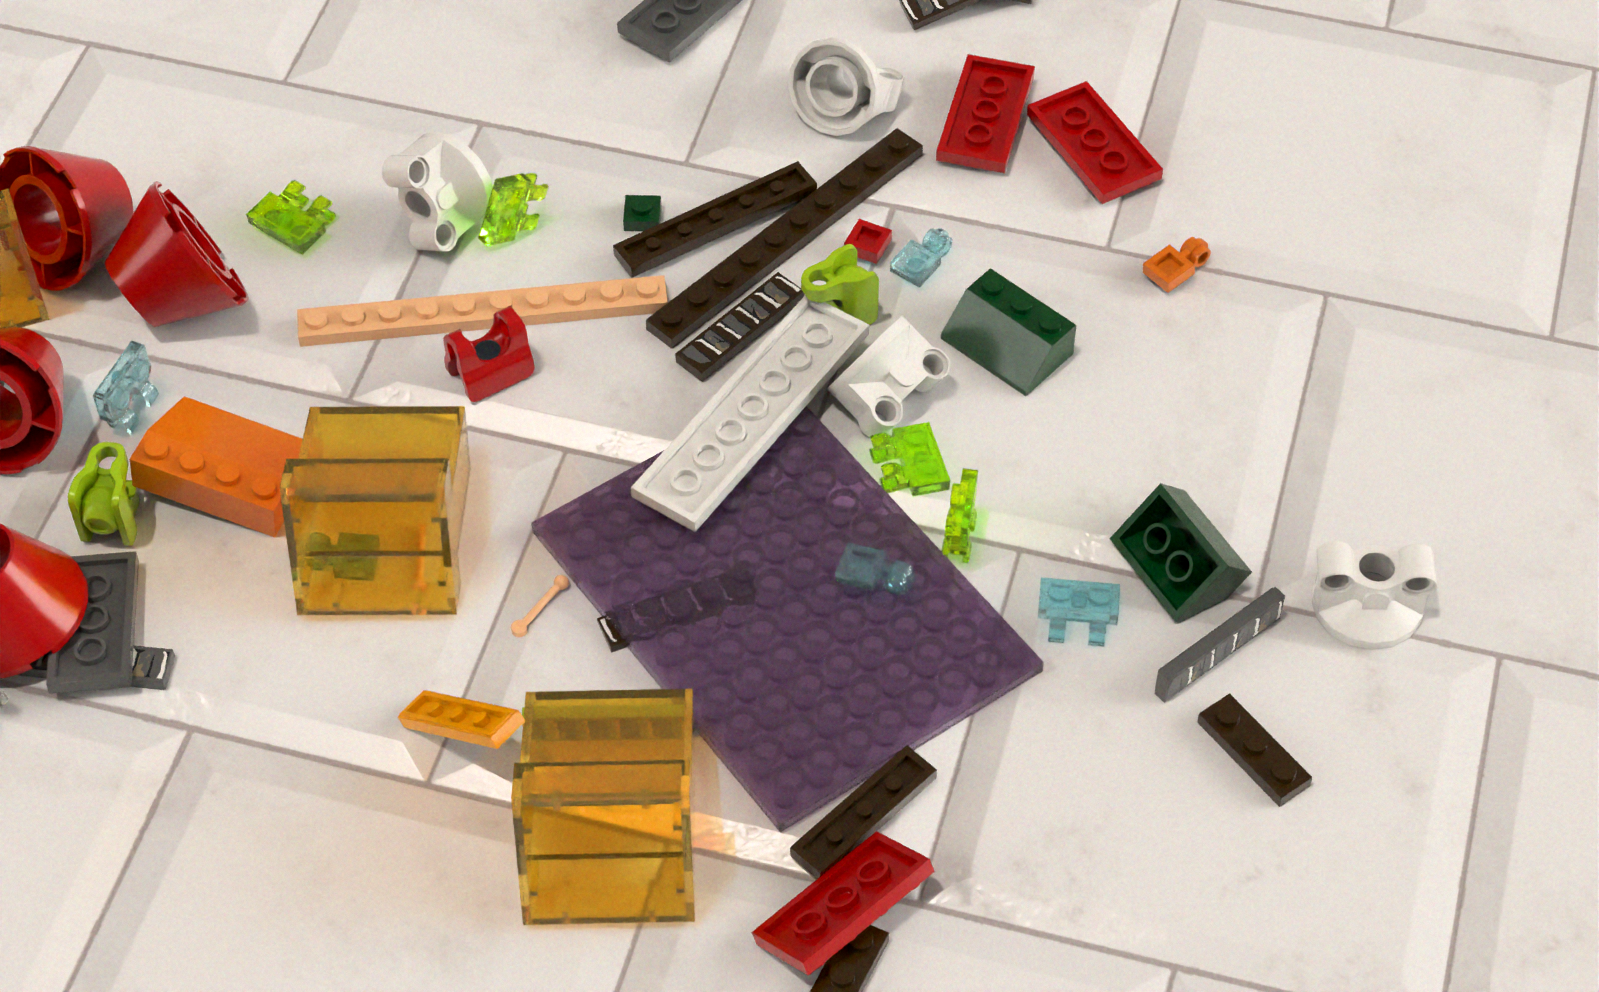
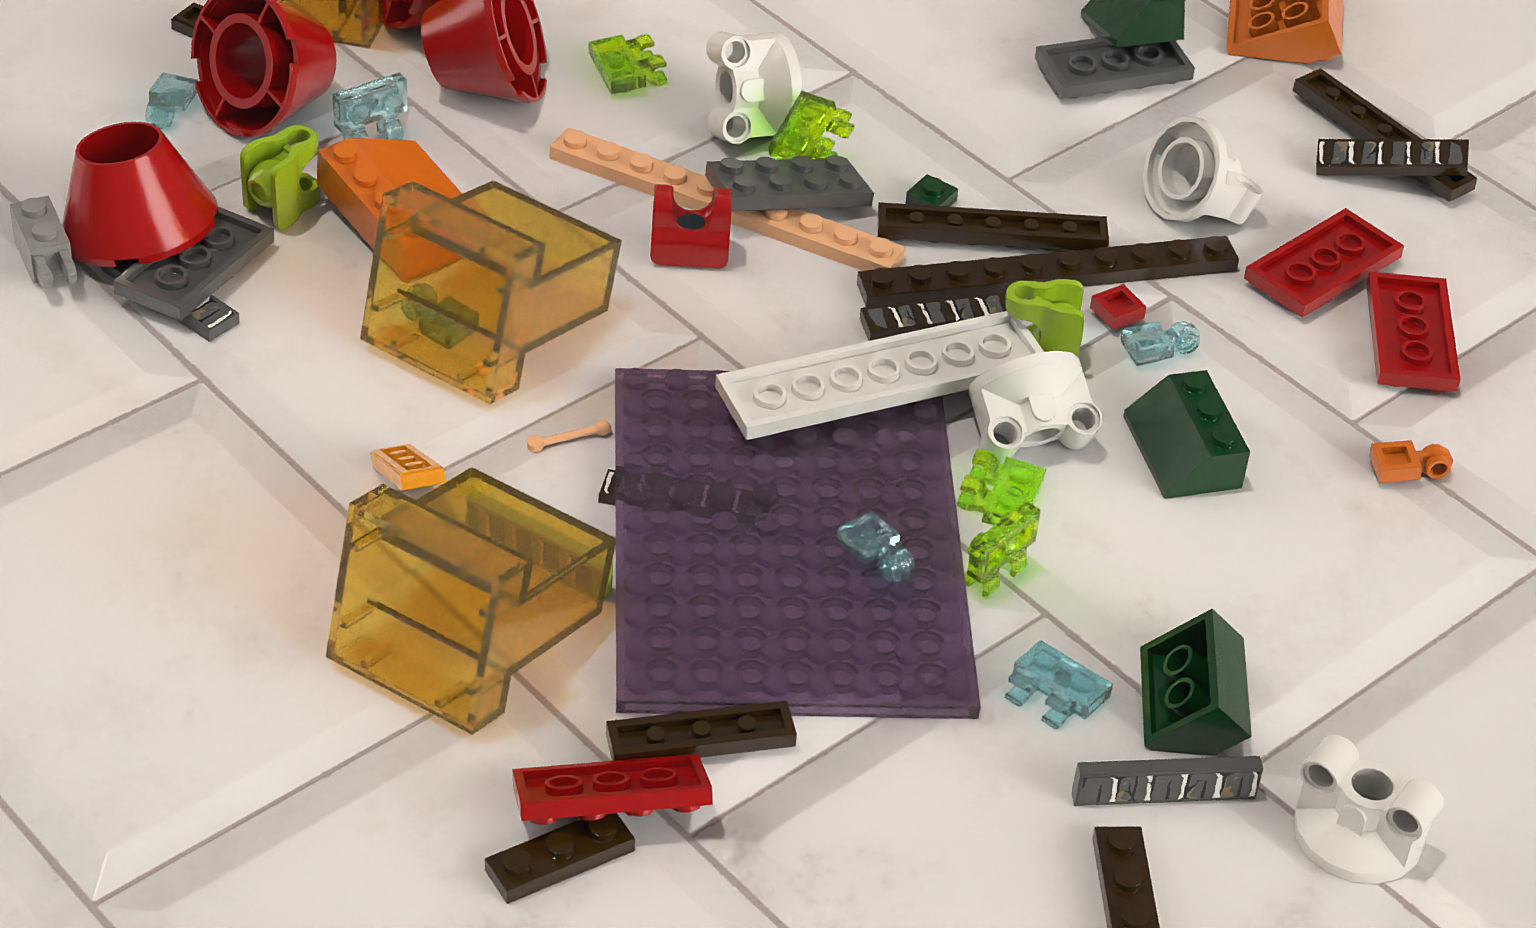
camera: 30 degrees right, 10 degrees down
(529, 266) = (790, 183): none -> dark grey plate

